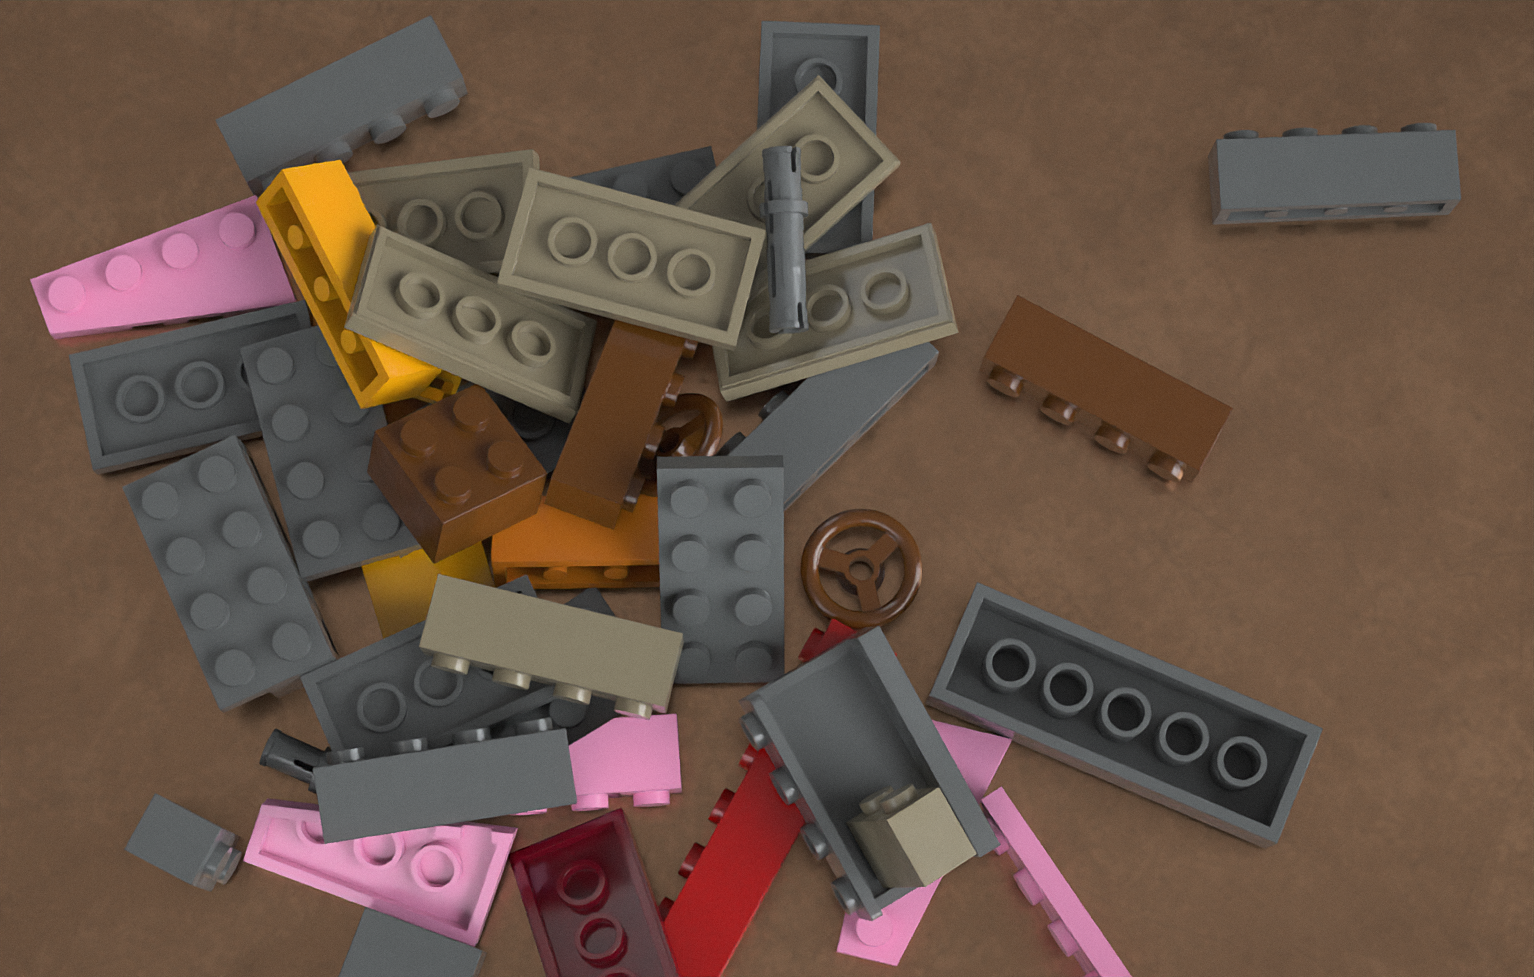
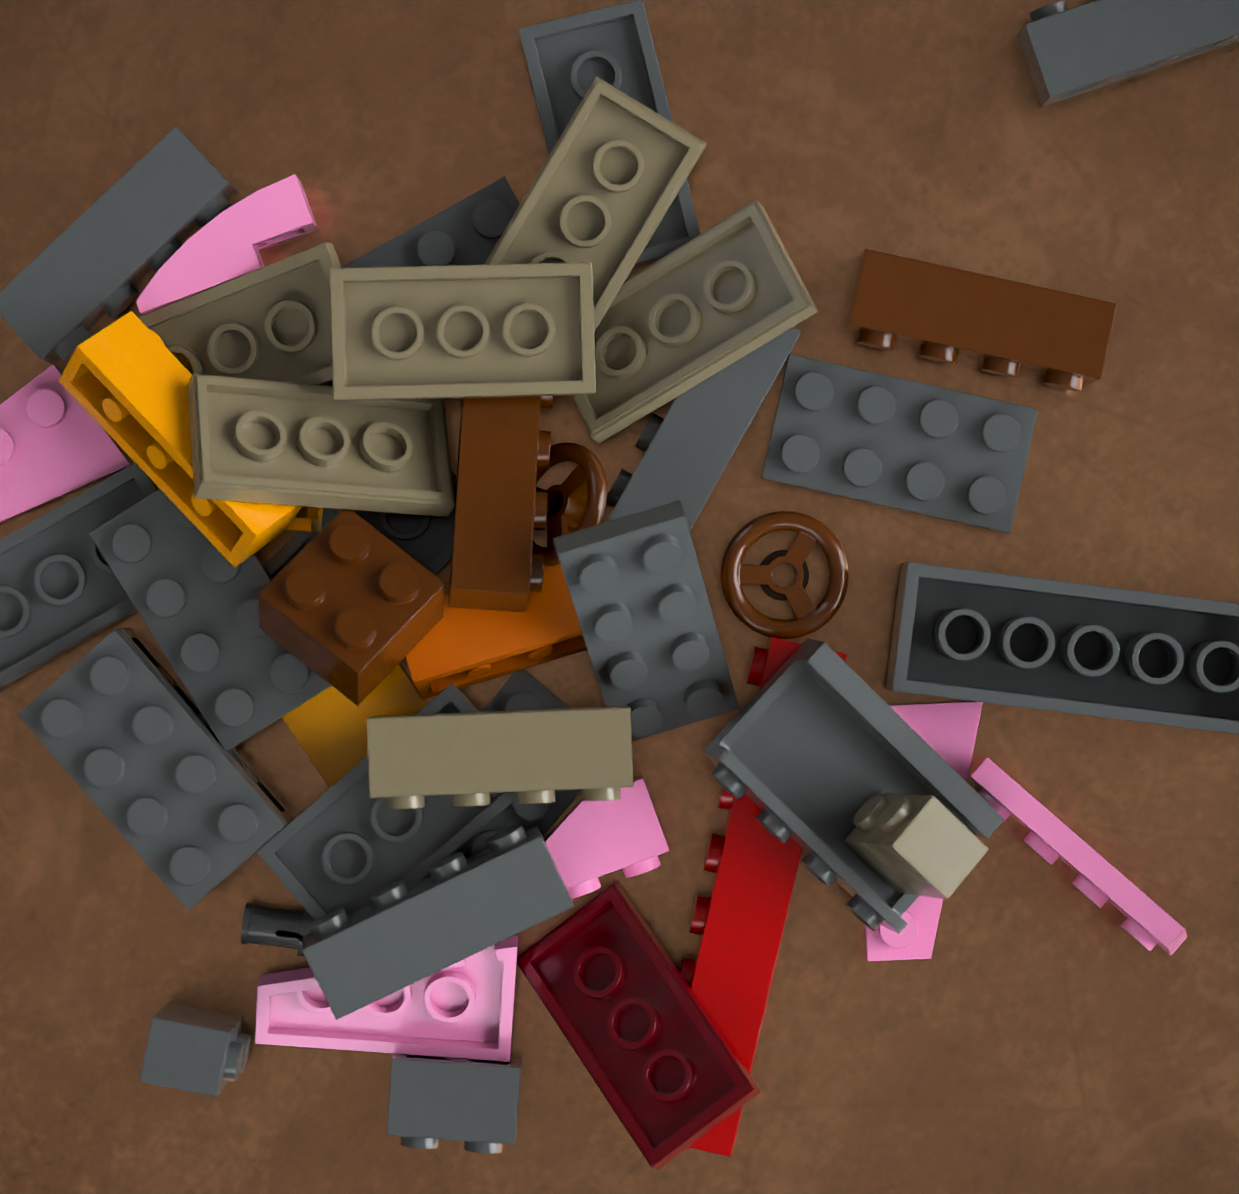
camera: 15 degrees left, 10 degrees up
(450, 131) = (231, 243): none -> bright pink slope
(785, 243) = (609, 252): dark grey pin -> none
(1000, 484) = (899, 444): none -> dark grey plate

